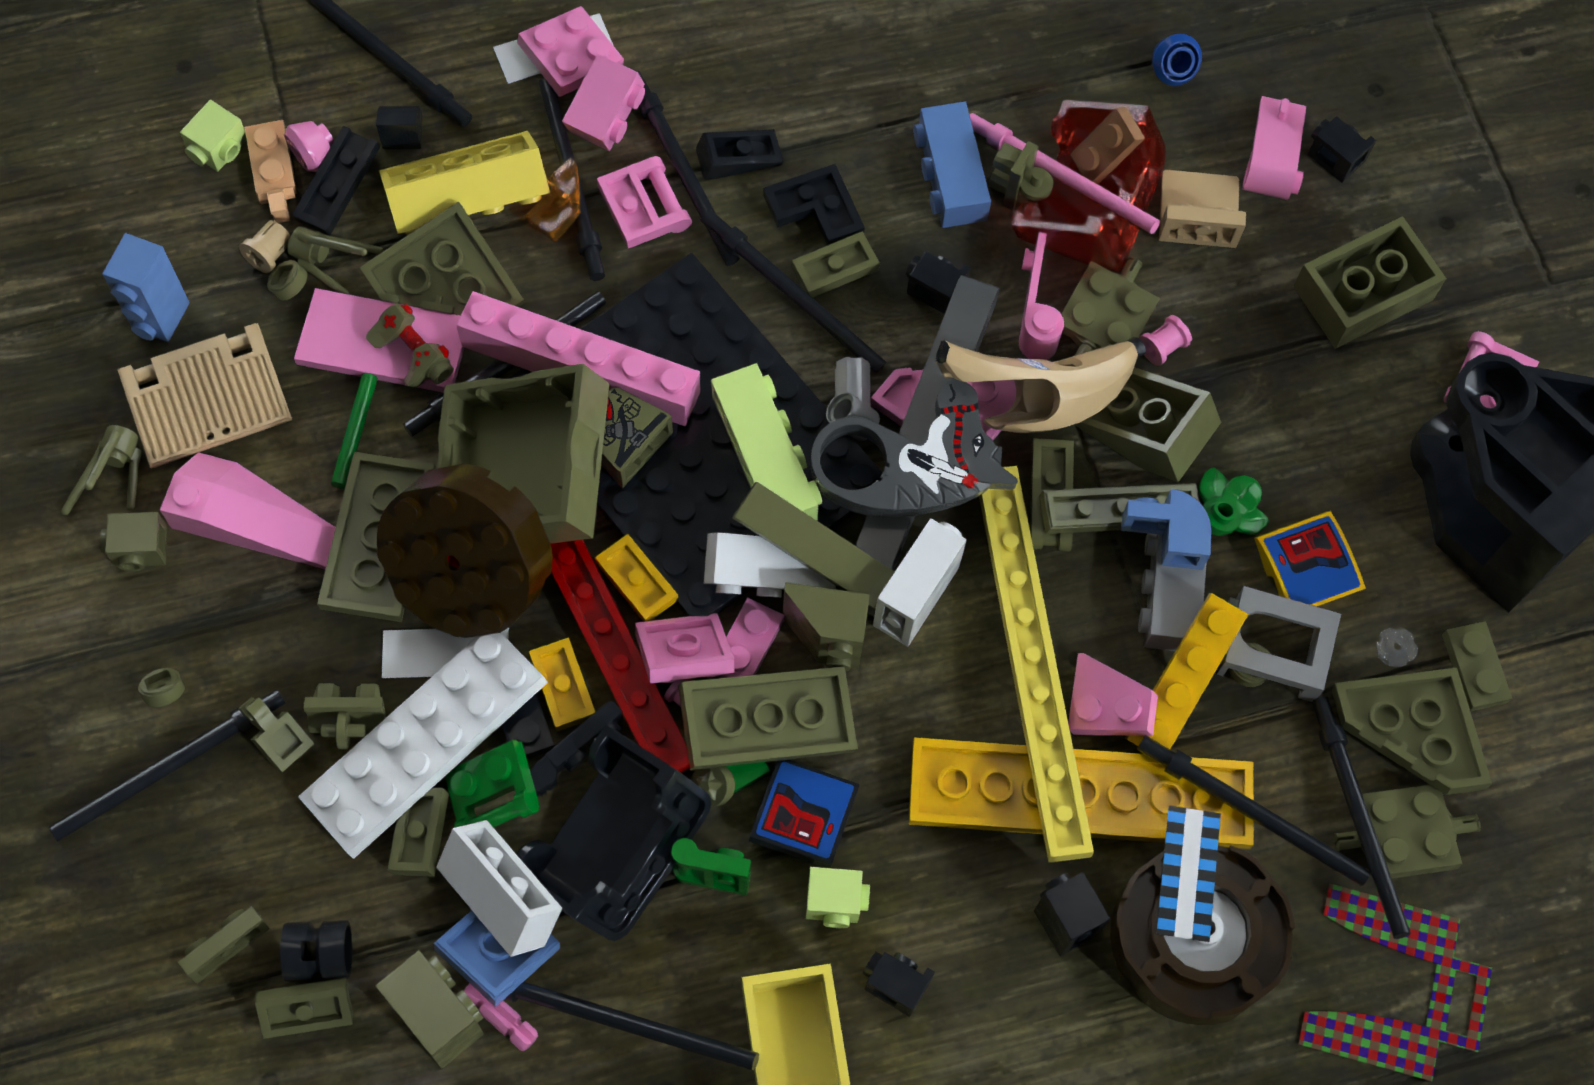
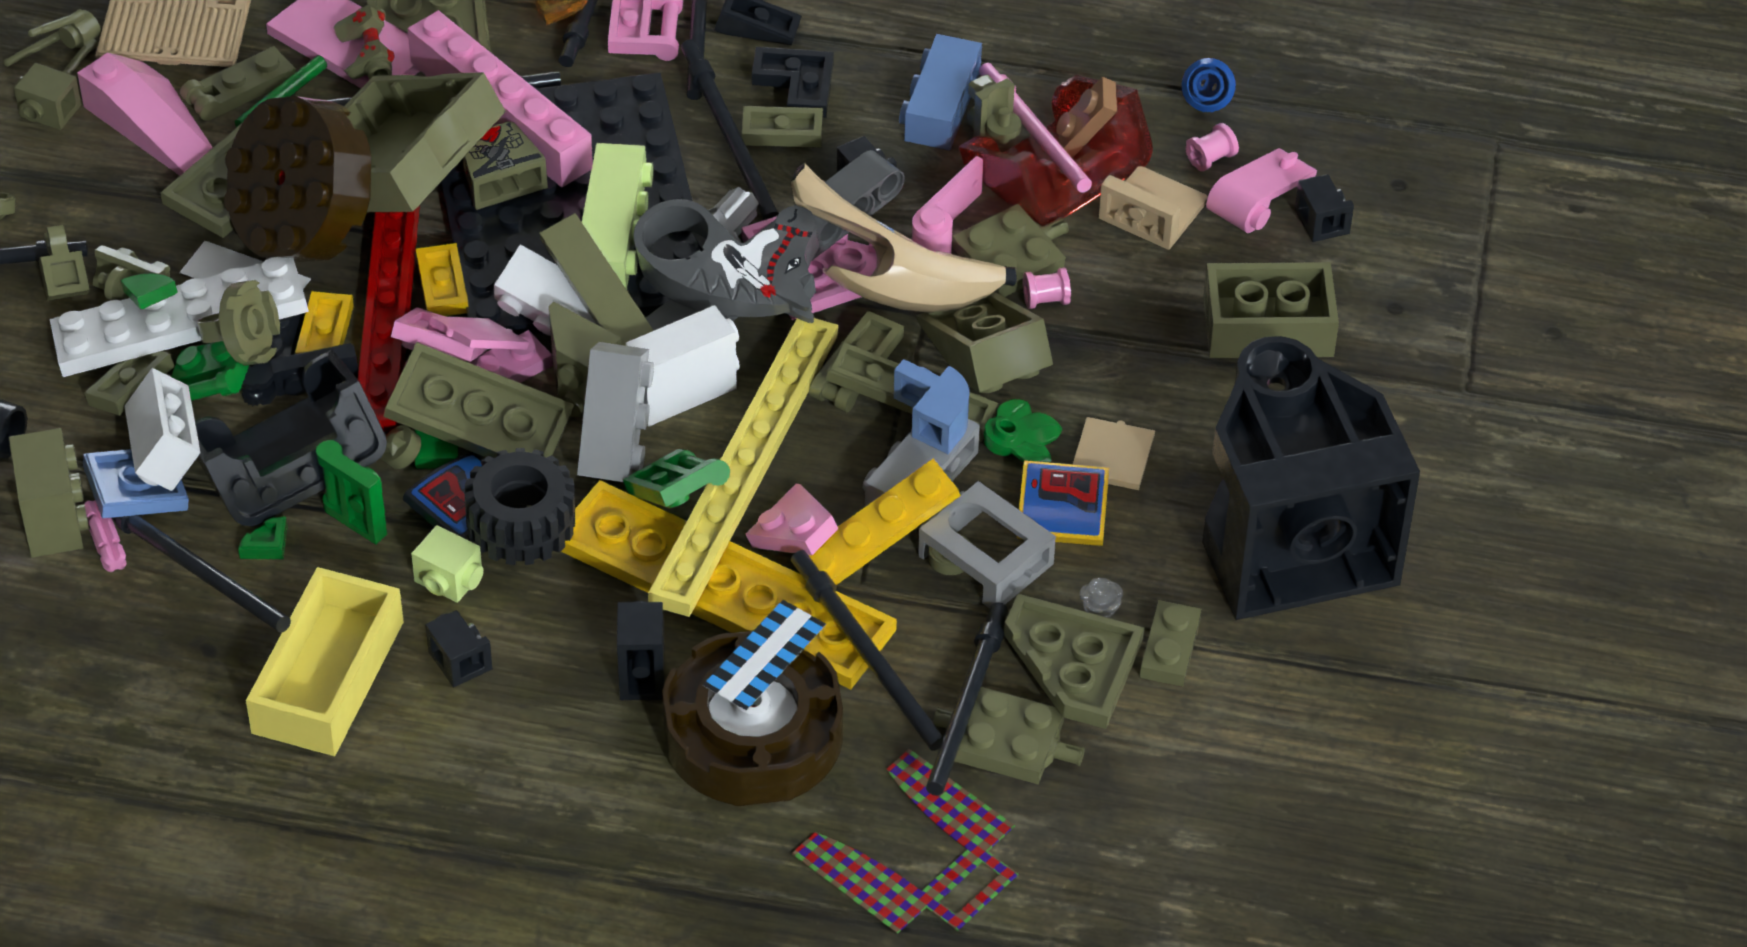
camera: 30 degrees right, 20 degrees down
(307, 437) = (237, 84): none -> olive plate
(384, 731) = (148, 288): none -> green tile
(509, 738) = (244, 323): none -> olive tile
(649, 944) = (266, 541): none -> green tile
(721, 635) = (478, 333): none -> bright pink piece
(887, 781) = (519, 480): none -> black tyre
(903, 671) = (614, 411): none -> light grey brick
(986, 722) = (675, 477): none -> green plate
(1215, 117) = (1212, 147): none -> bright pink bush
(1313, 485) = (1117, 447): none -> tan piece

